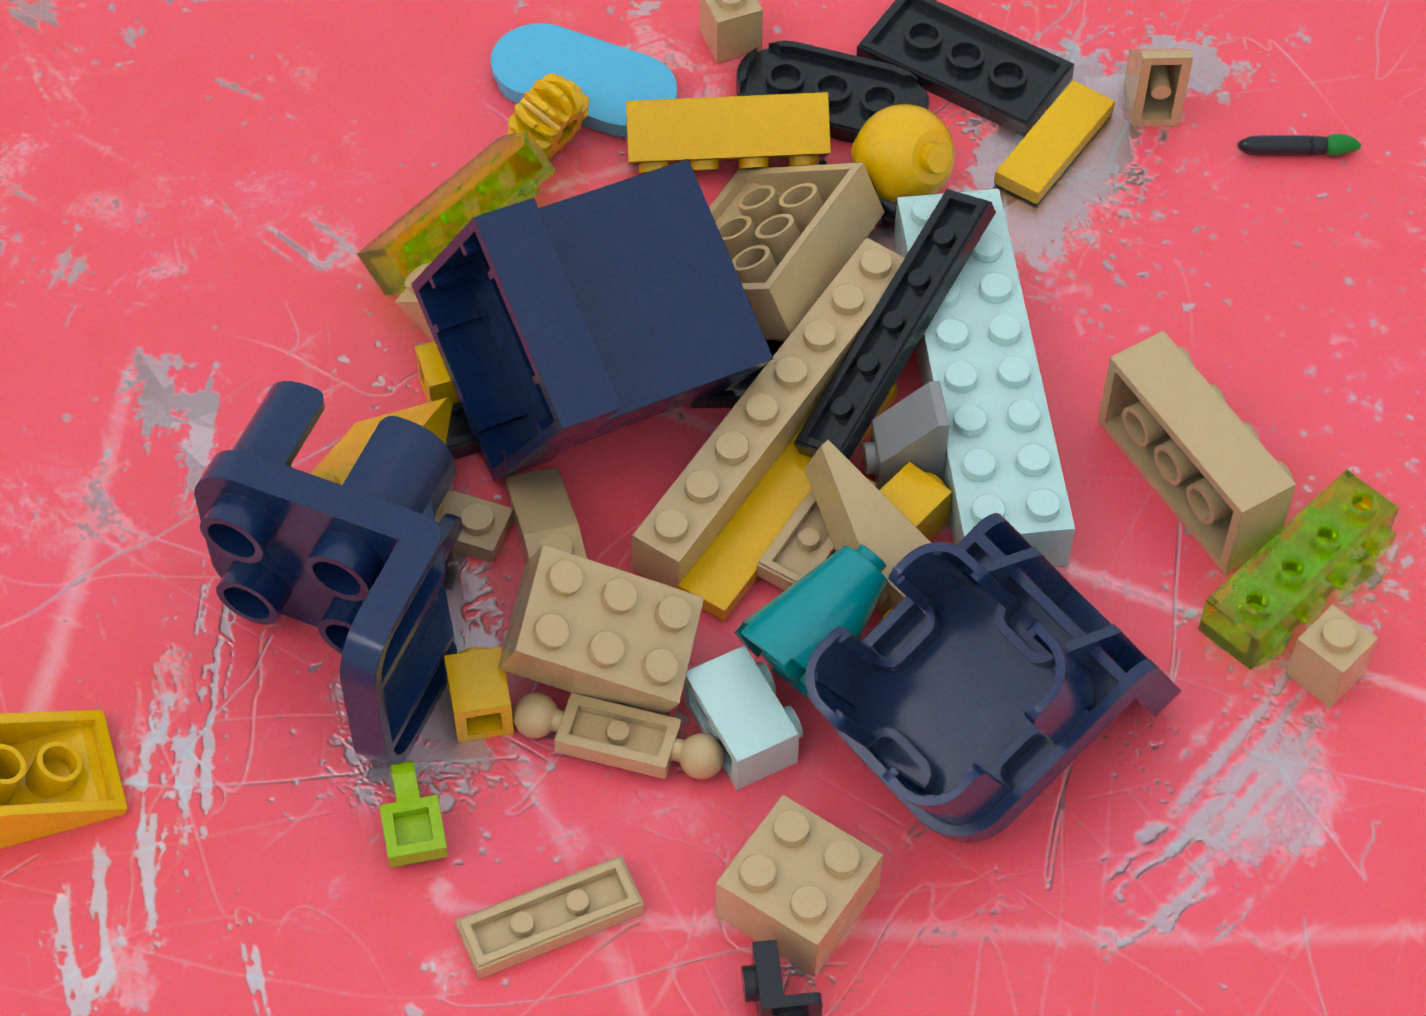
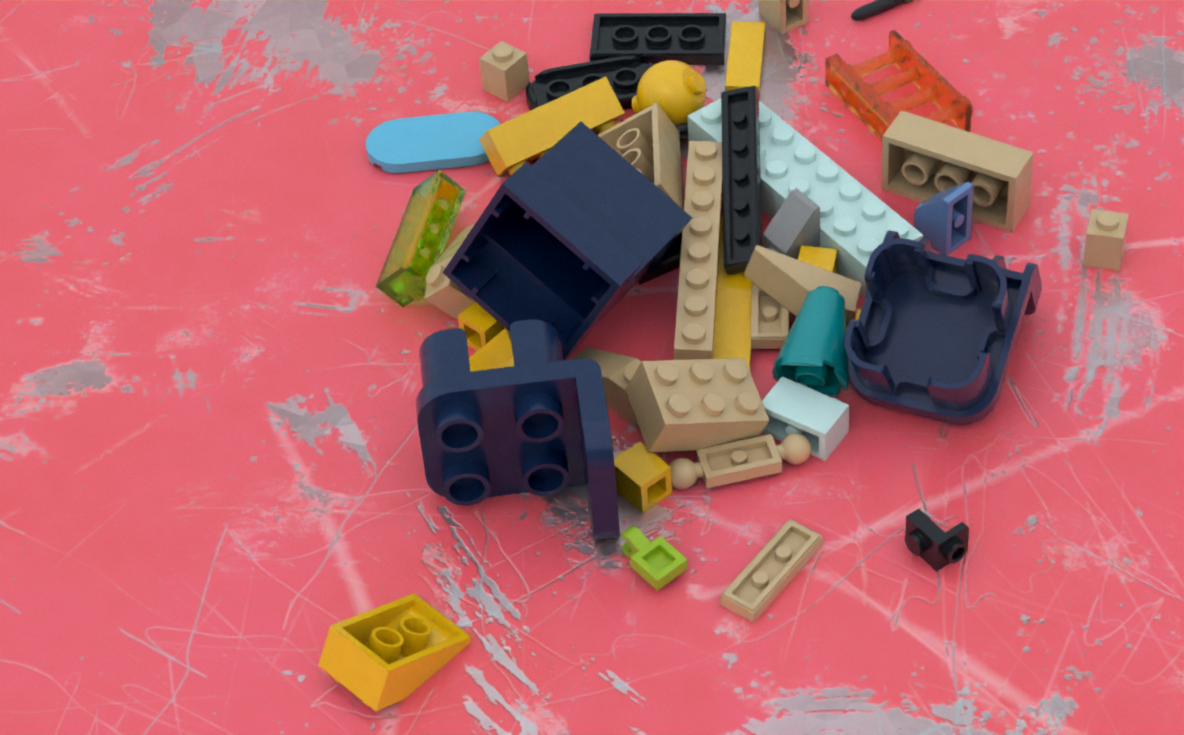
camera: 25 degrees left, 10 degrees down
(551, 113) = (436, 154): yellow gear -> none
(798, 884) = (902, 478): tan brick -> none
(1133, 516) = (946, 218): none -> medium blue slope
(1163, 272) = (878, 114): none -> clear orange fence
(1299, 569) = (1055, 207): clear neon green brick -> none

